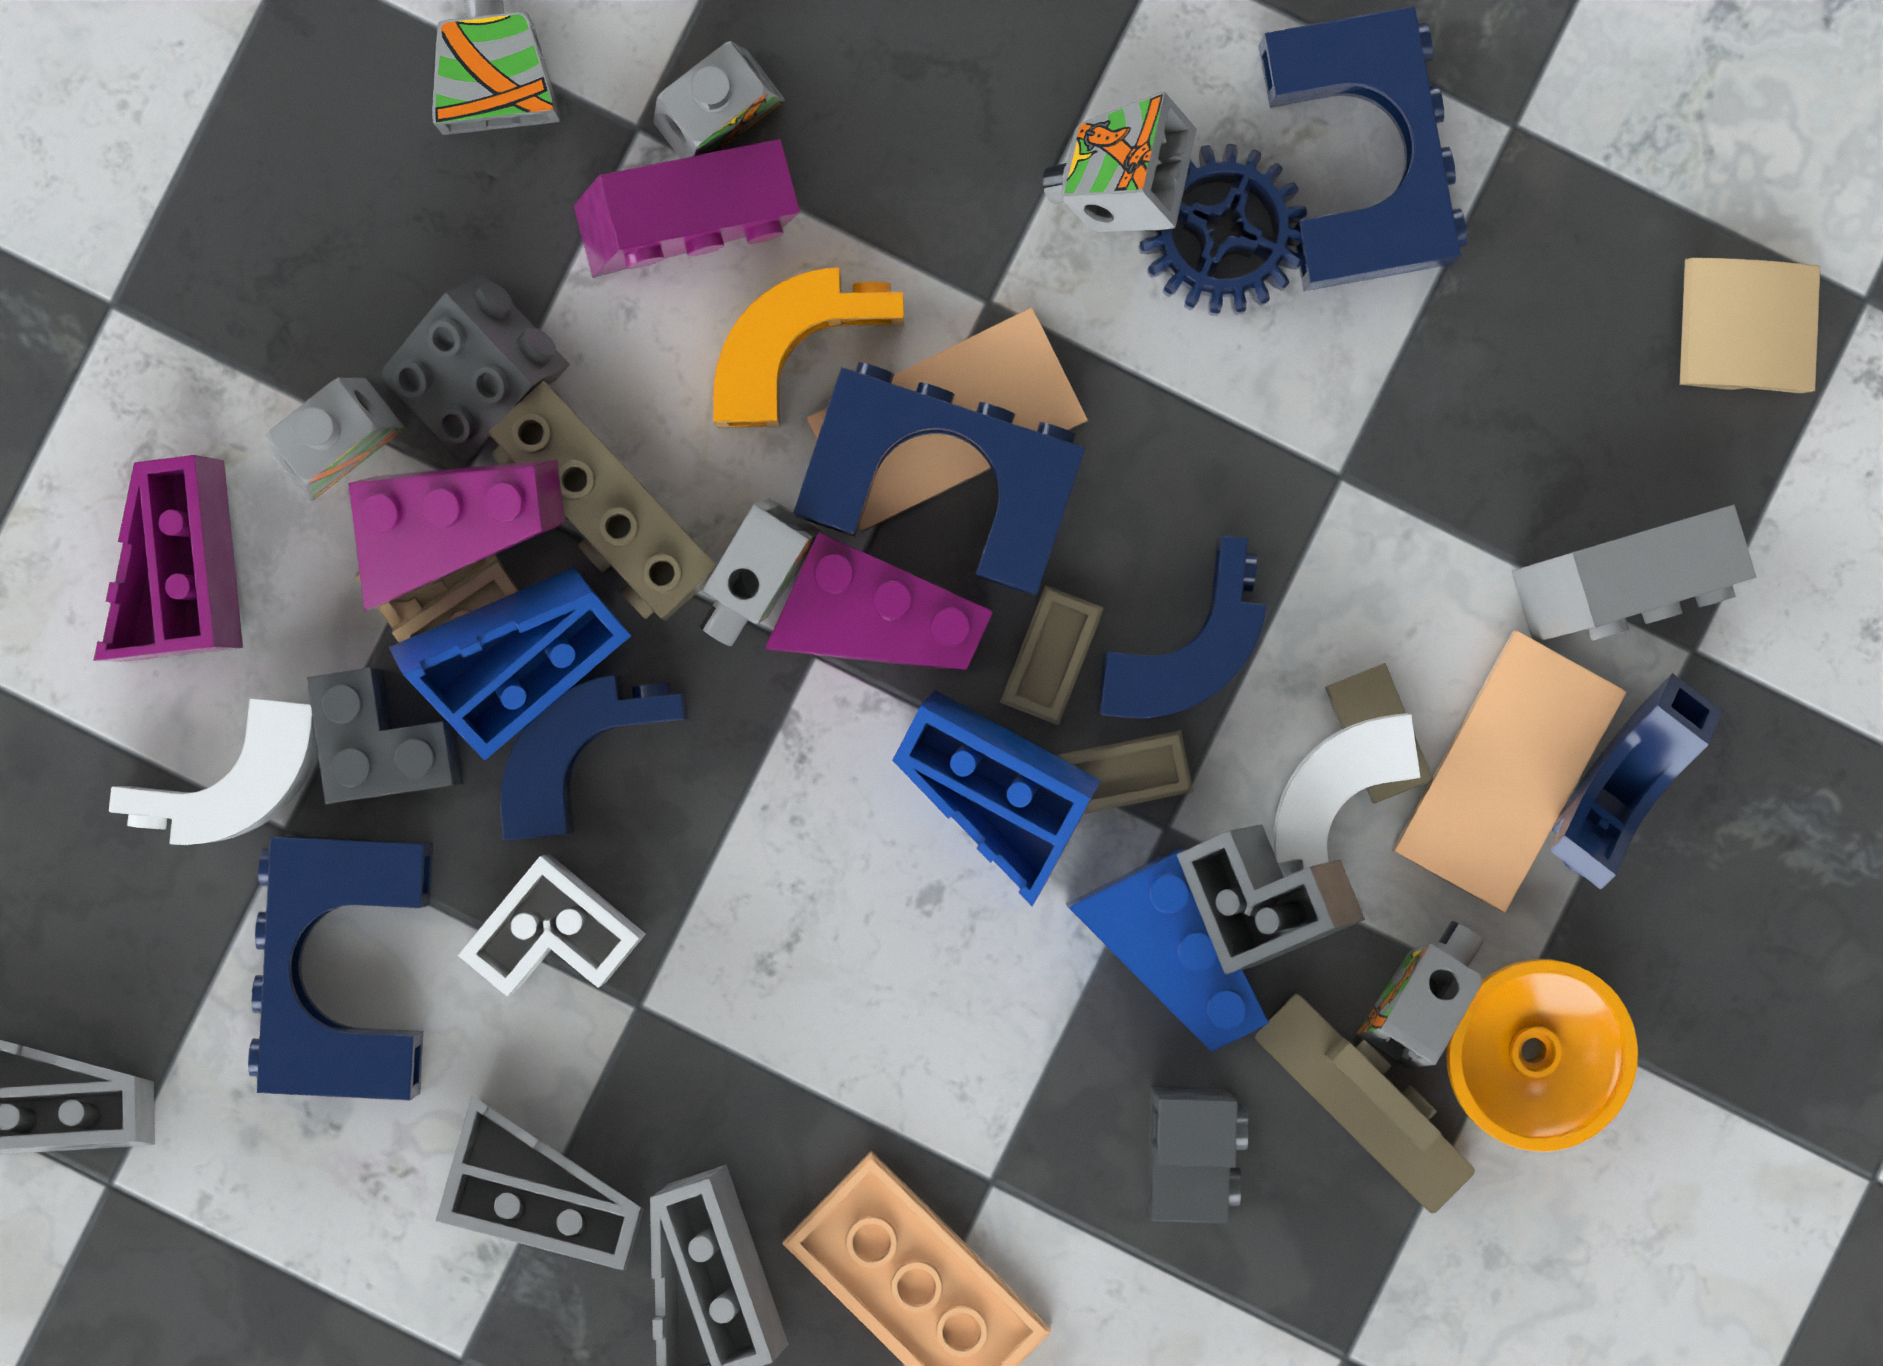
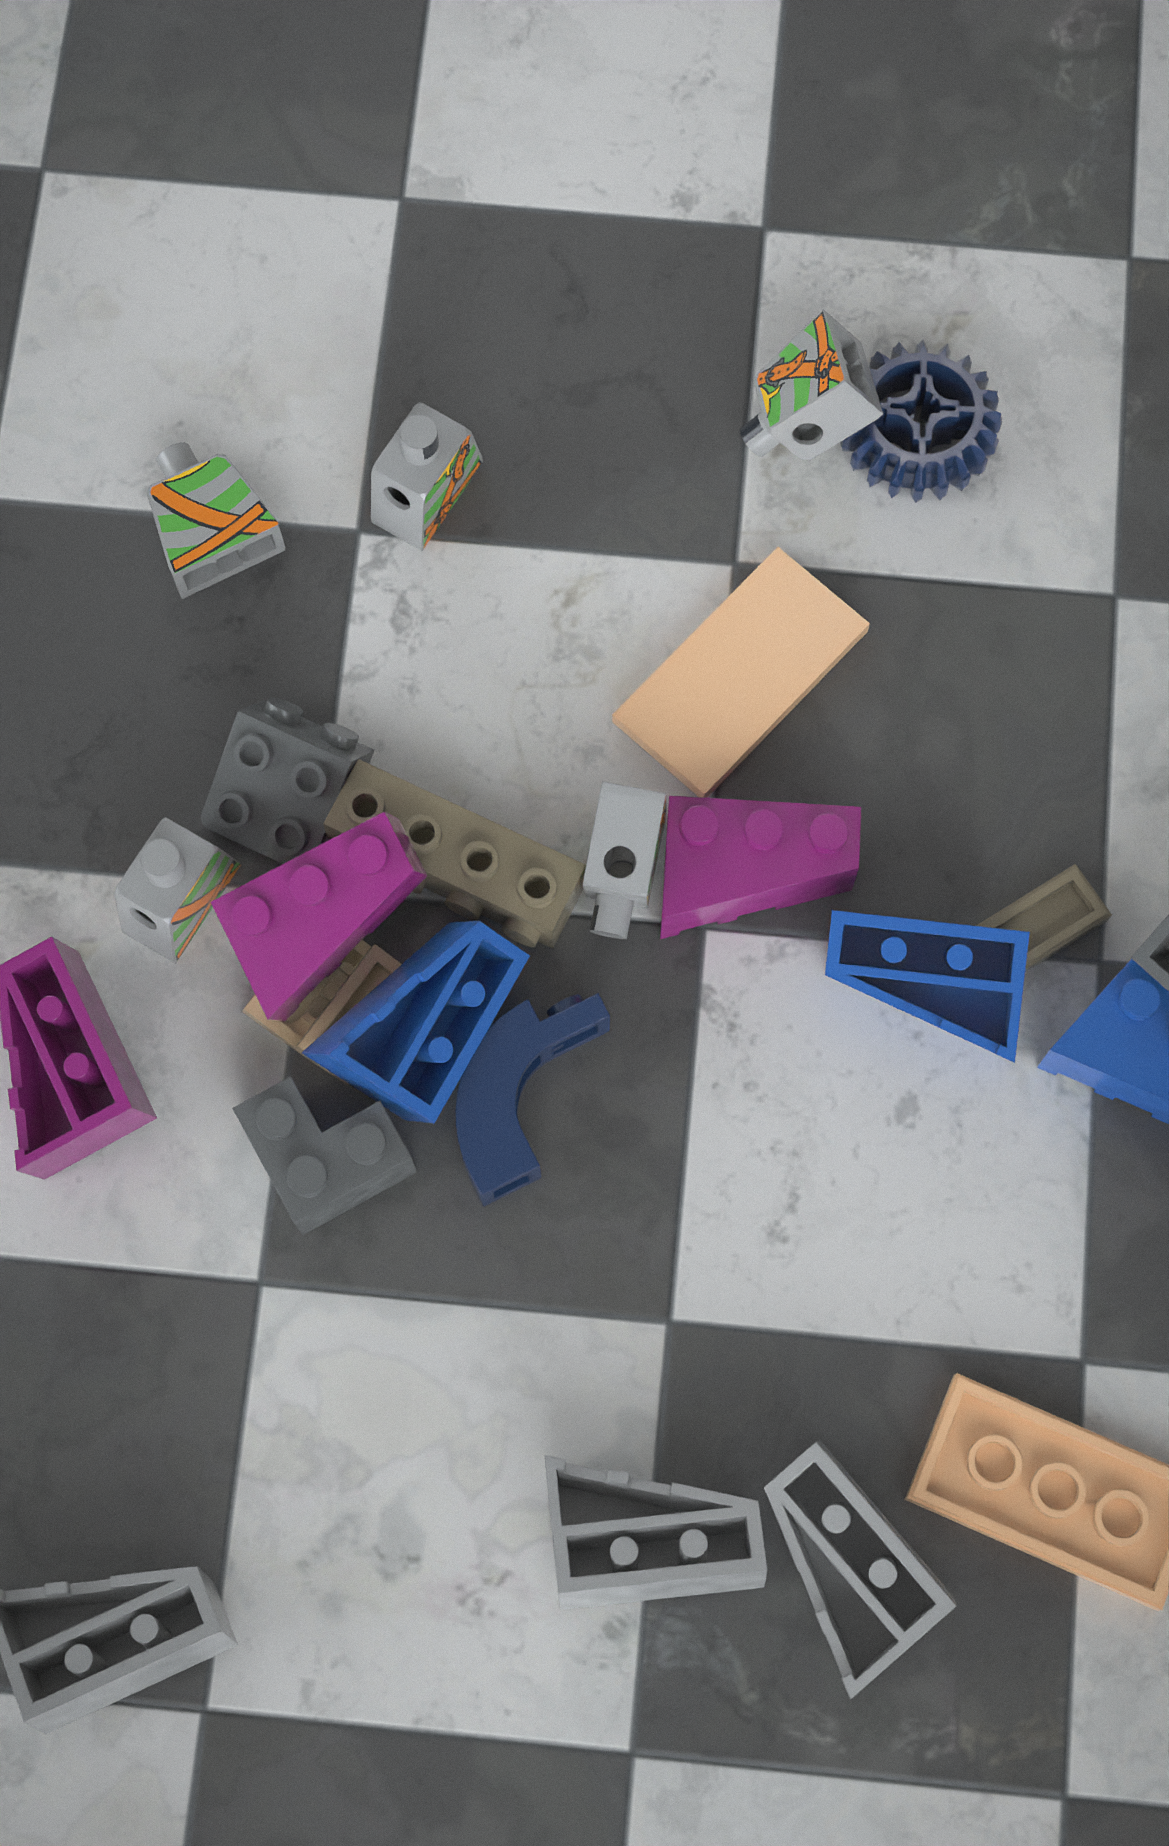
camera: 20 degrees left, 15 degrees down
(265, 779) = (209, 1259): white arch -> none
(299, 1044) = (302, 1316): dark blue arch -> none
(549, 913) = (558, 1249): white brick -> none
(685, 207) = (426, 570): magenta wedge -> none
(774, 325) = (556, 636): light orange arch -> none
(874, 417) = (834, 671): dark blue arch -> none
(1051, 655) = (926, 844): dark tan tile -> none
(1173, 682) = (1040, 826): dark blue arch -> none
(1384, 63) = (1001, 241): dark blue arch -> none

